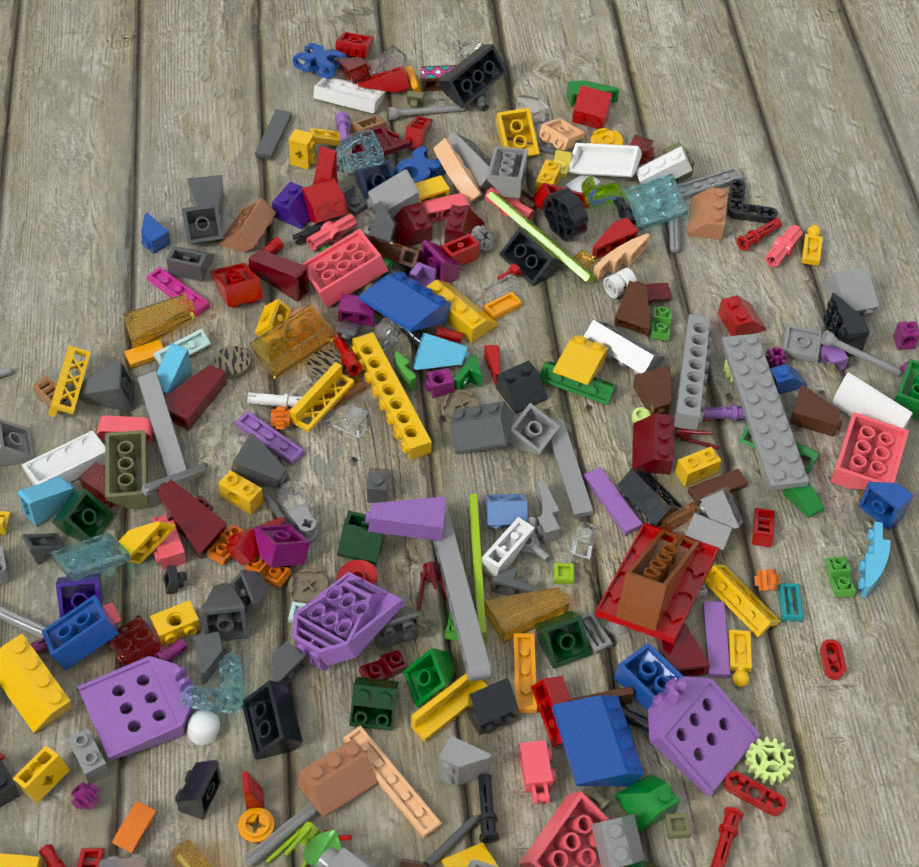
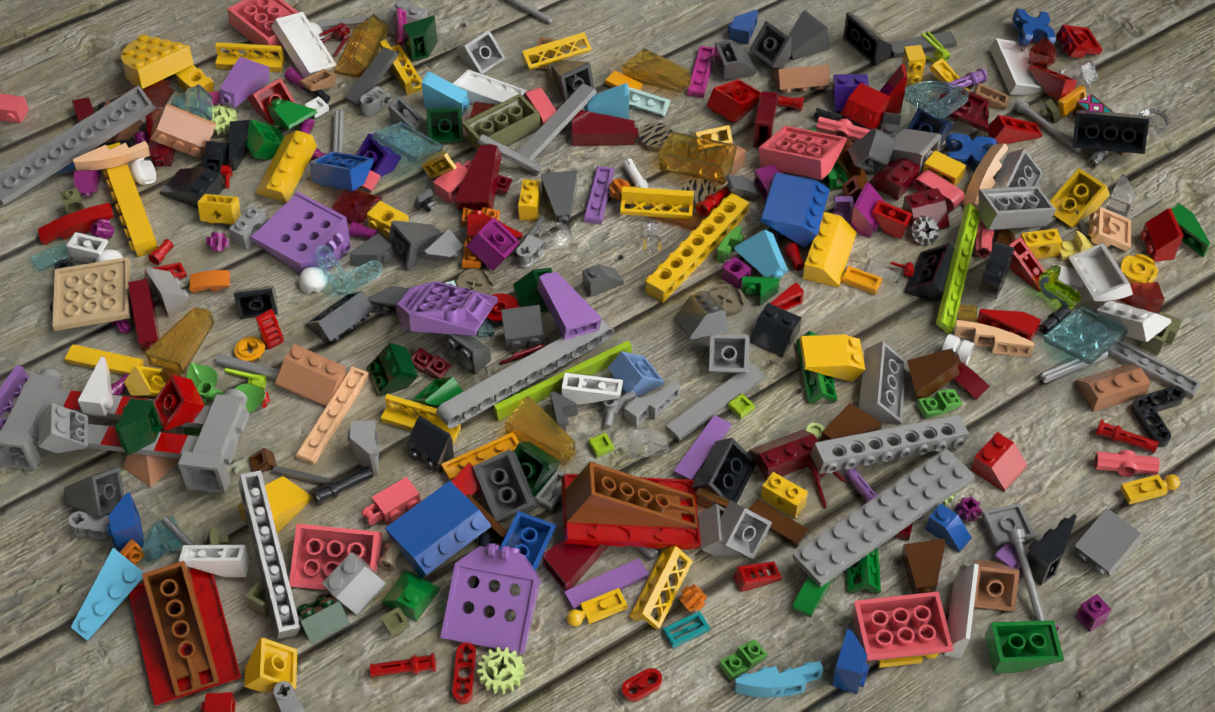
camera: 65 degrees right, 0 degrees up
(243, 164) = (866, 40): none -> black slope
(297, 125) = (940, 51): none -> lime plant
(401, 569) = (522, 327): none -> dark grey slope
(580, 663) = (505, 486): none -> dark grey slope
(584, 452) = (741, 406): none -> lime tile
(856, 366) = (996, 586): none -> nougat slope

